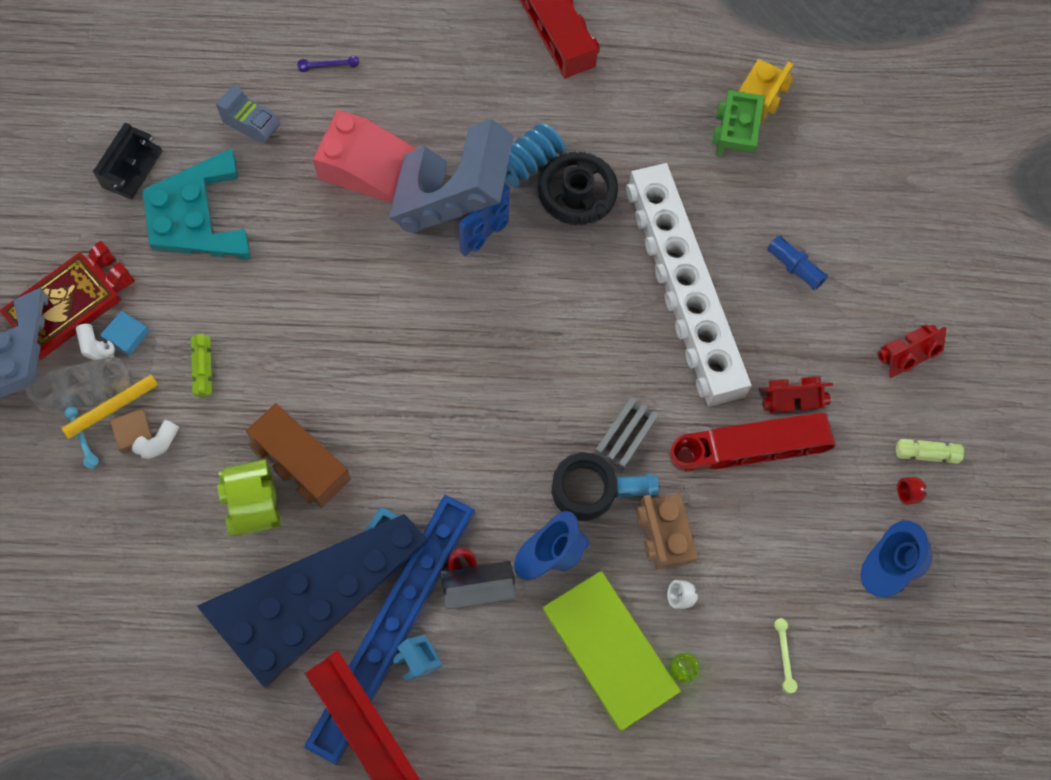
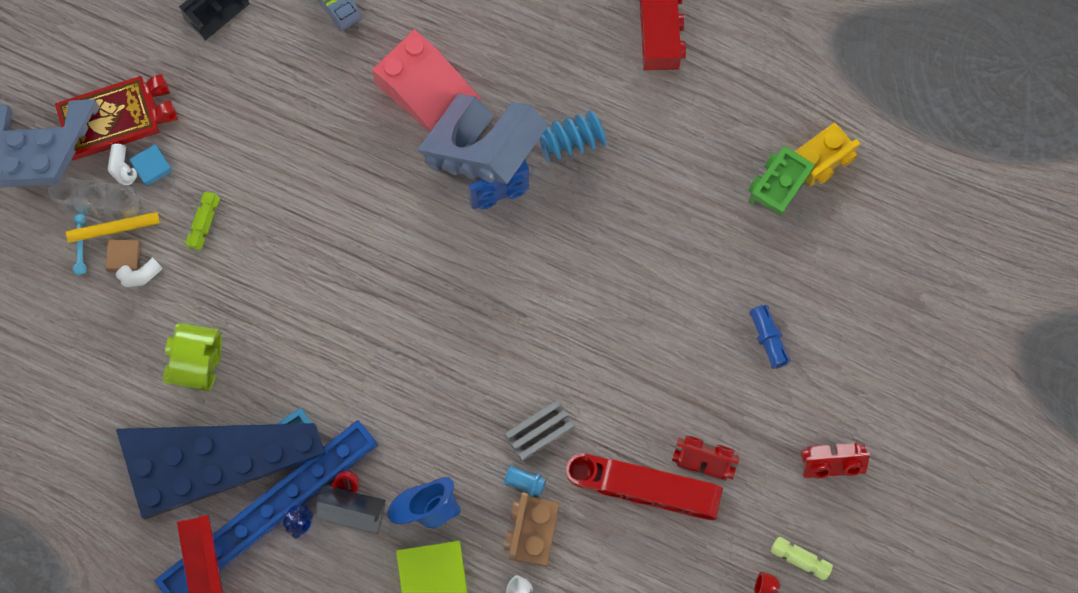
camera: 25 degrees right, 5 degrees up
(180, 211) = (241, 71): teal wing -> none
(297, 456) = (248, 335): dark orange brick -> none
(419, 657) = (275, 547): dark azure tile -> none
(429, 619) = (298, 520): none -> clear blue plate
(577, 199) = (608, 210): black wheel -> none
(585, 461) = (465, 442): black tyre -> none
(658, 185) = (675, 211): white brick -> none

